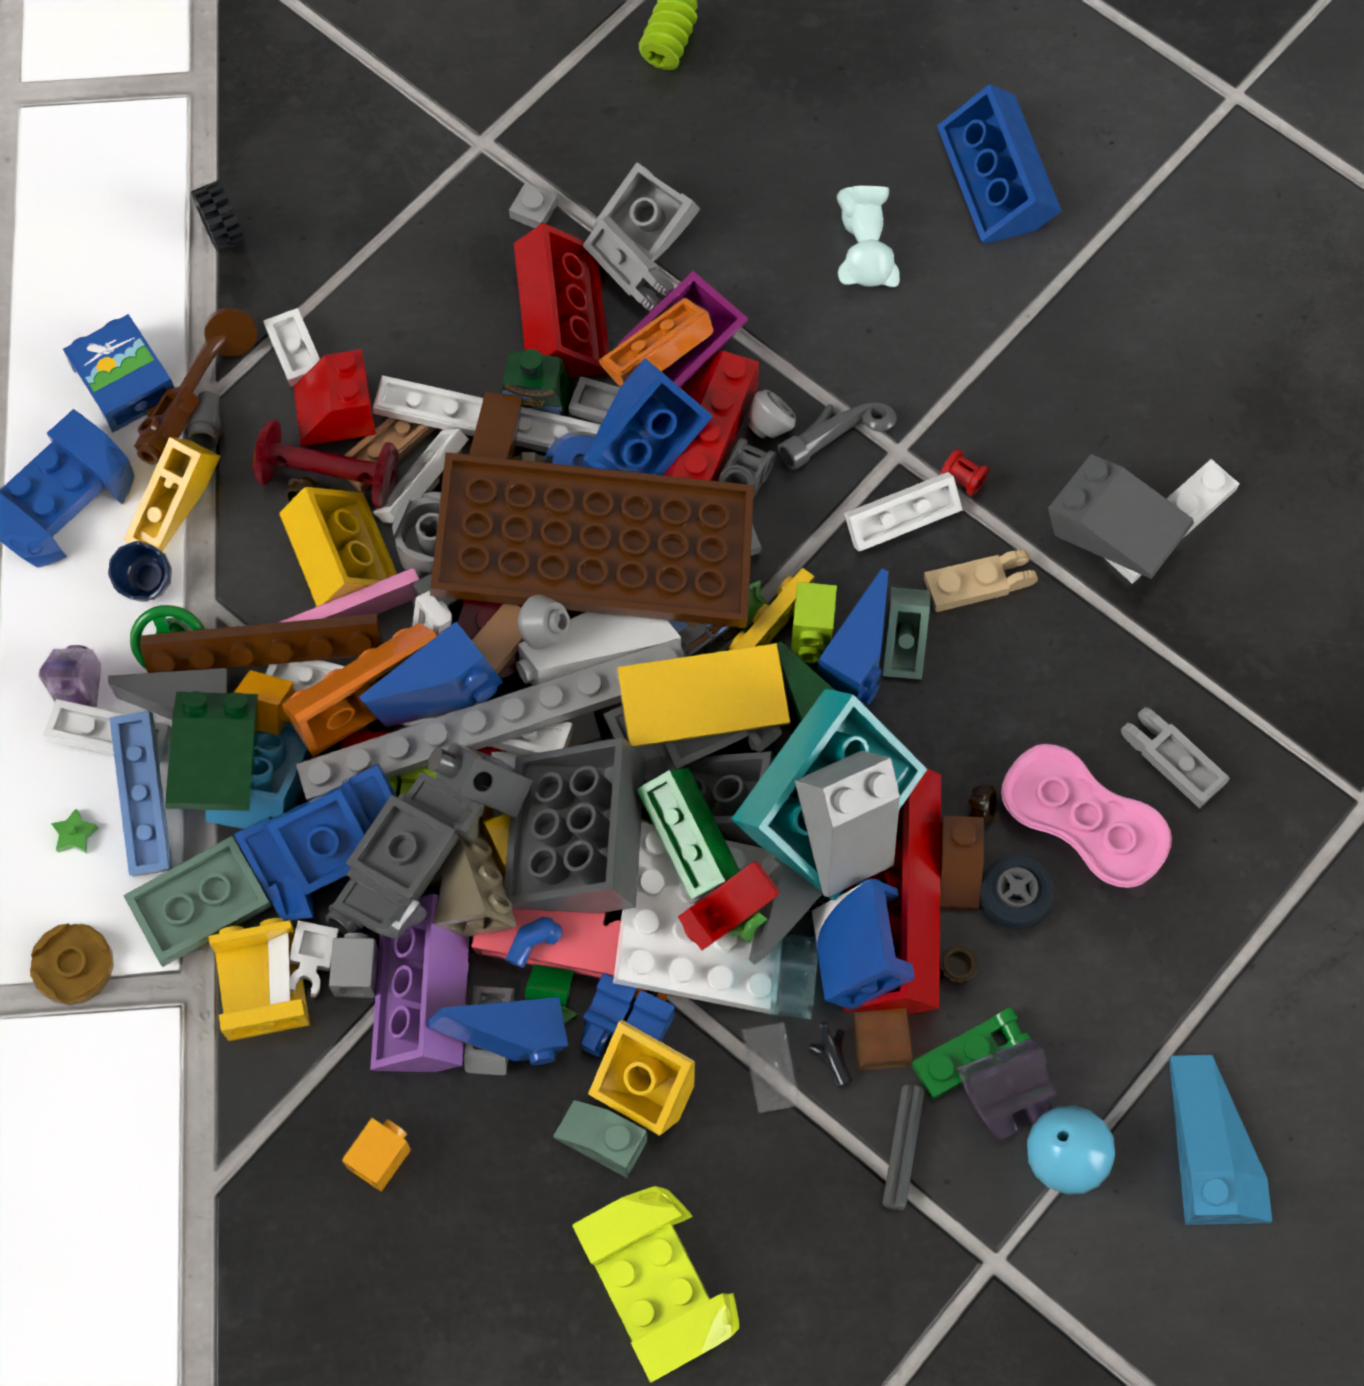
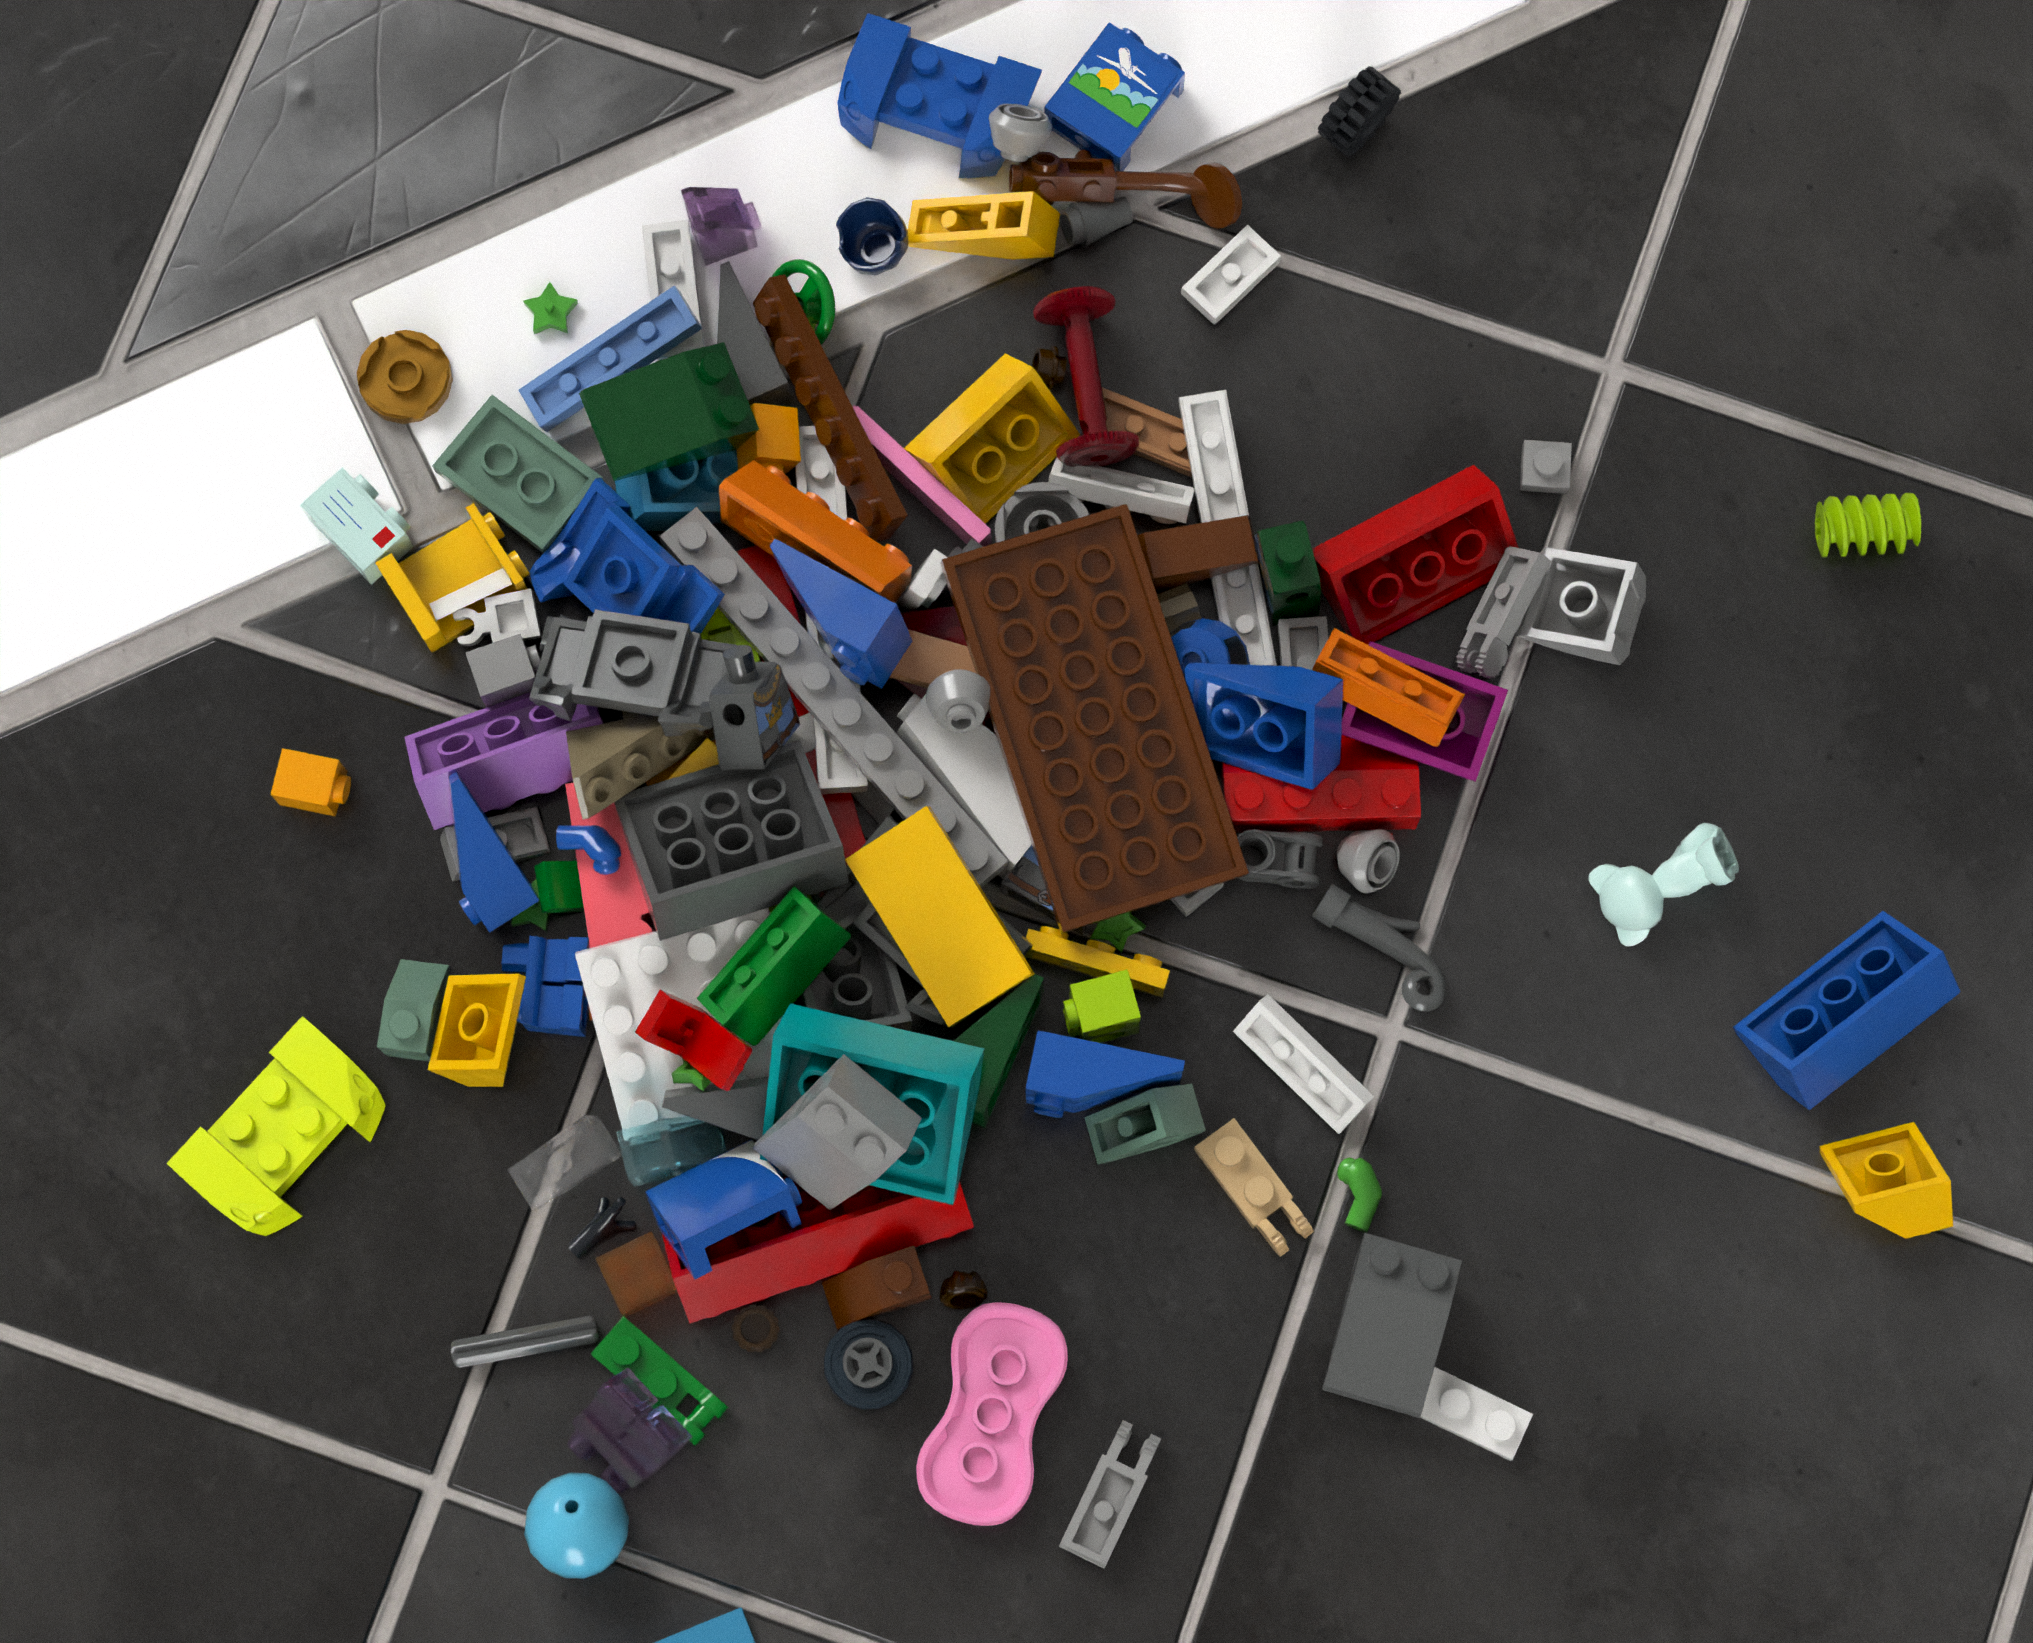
camera: 70 degrees right, 10 degrees up
(116, 432) = (1018, 130): none -> light grey cone
(178, 1039) = (356, 523): none -> light aqua brick
(334, 400) = (1176, 353): red slope -> none
(966, 472) = (1399, 1105): red bush -> none
(1010, 507) = (1365, 1188): none -> bright green arm
(1126, 179) = (1893, 1180): none -> yellow slope

